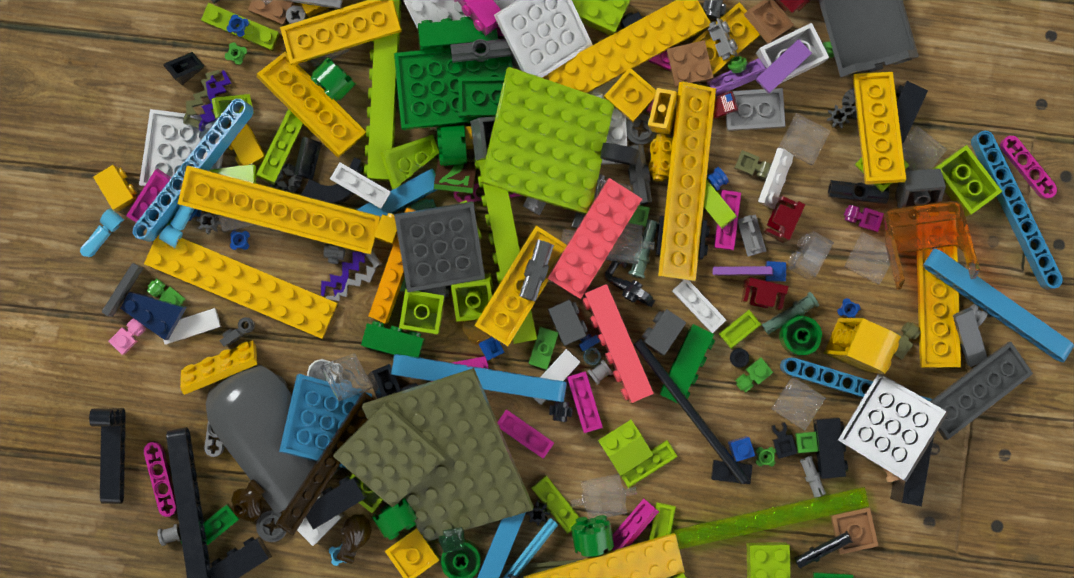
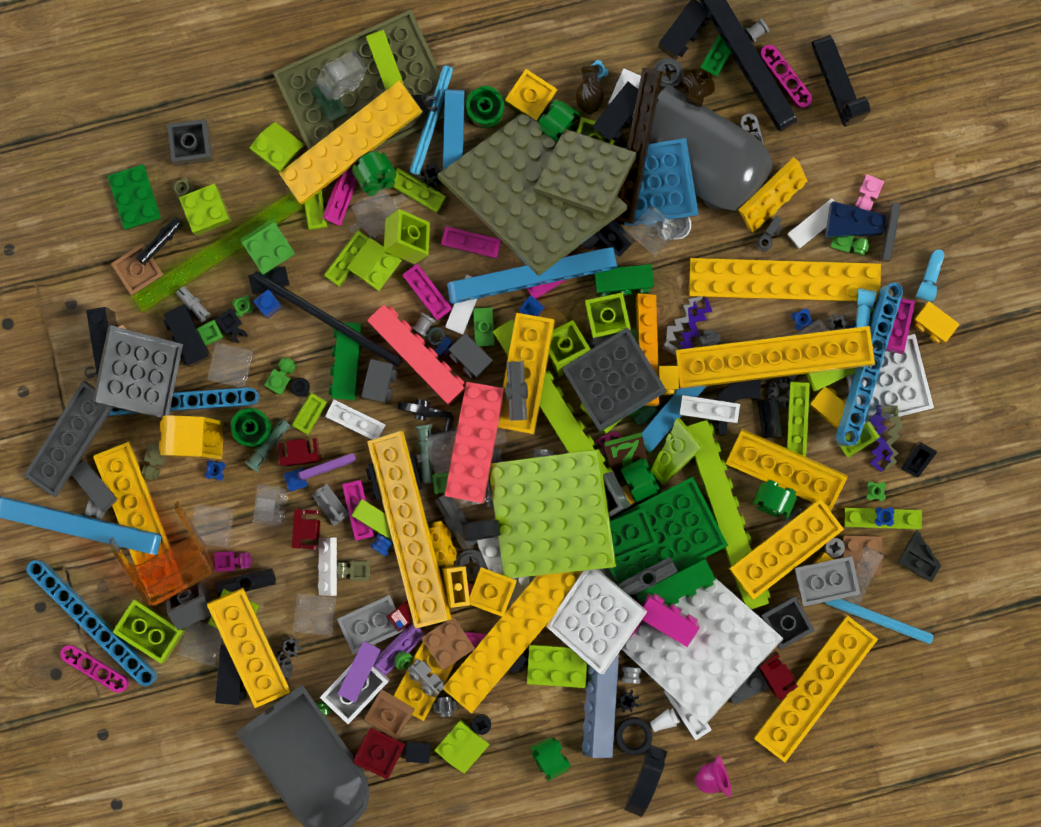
camera: 160 degrees right, 0 degrees up
(452, 540) = (499, 120): clear green bracket -> none
(560, 411) = (445, 274): black gear -> none
(584, 461) = (406, 236): none -> lime brick
(721, 504) = (267, 246): none -> bright green brick

